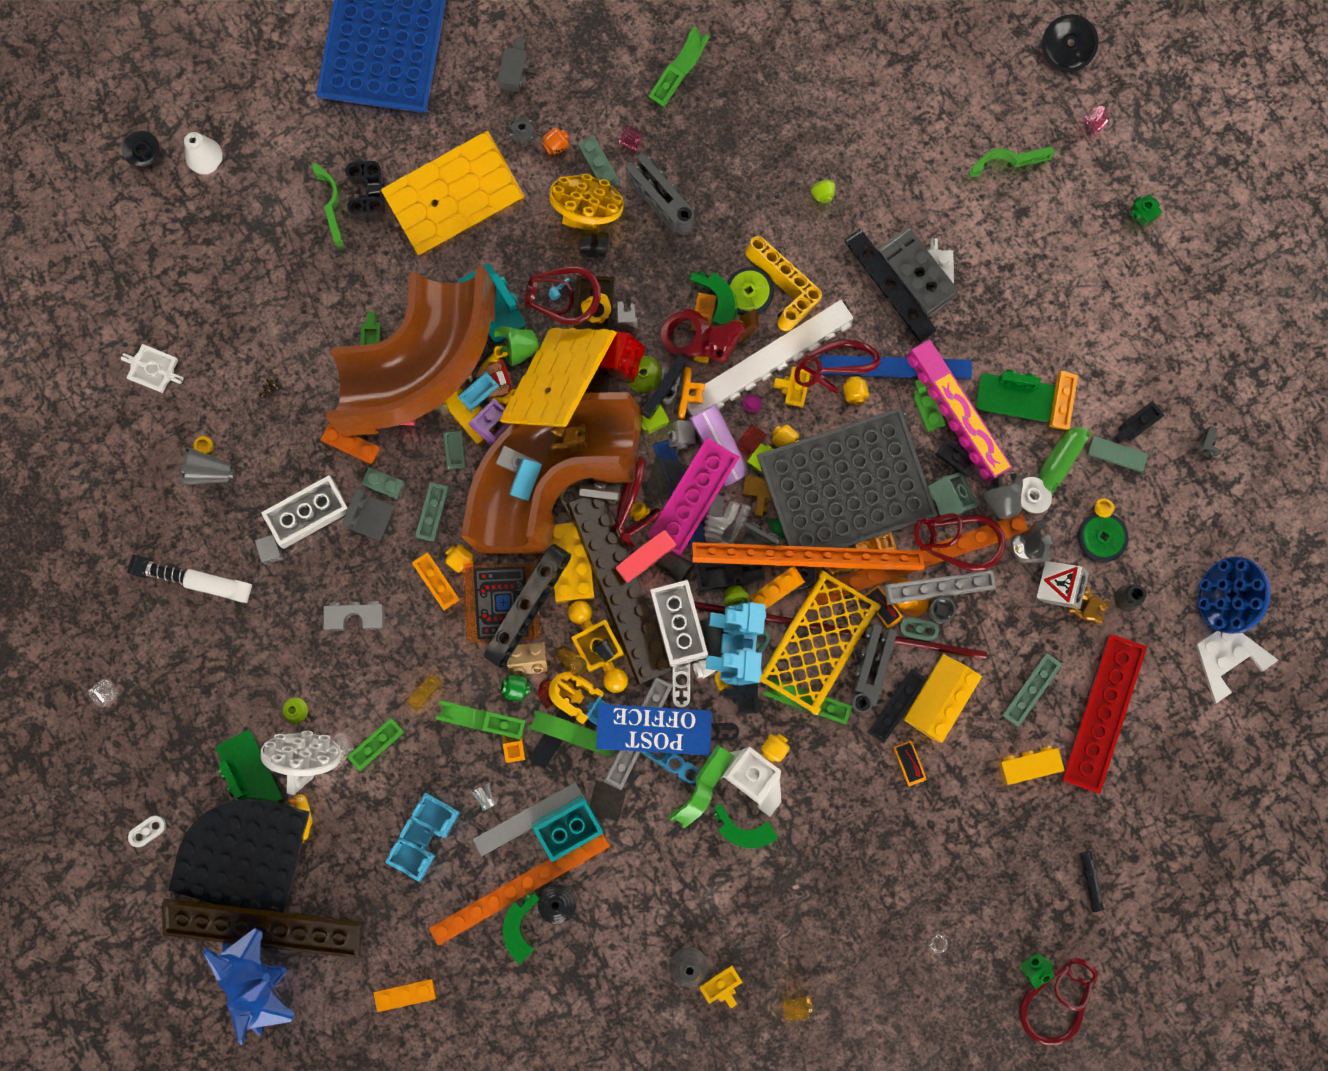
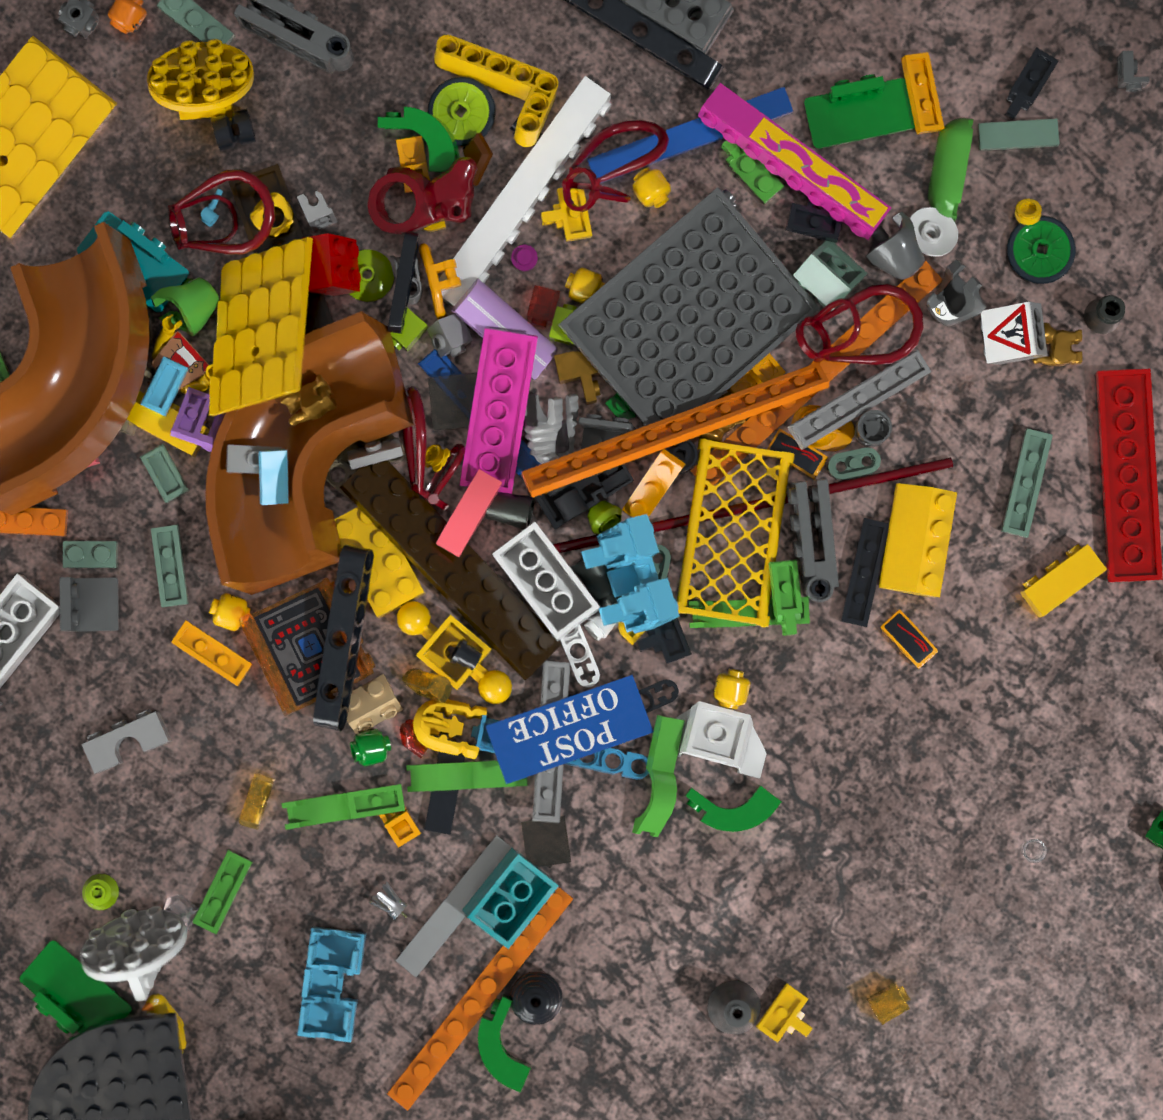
camera: 25 degrees left, 5 degrees up
(837, 698) = (786, 594): none -> bright green hinge

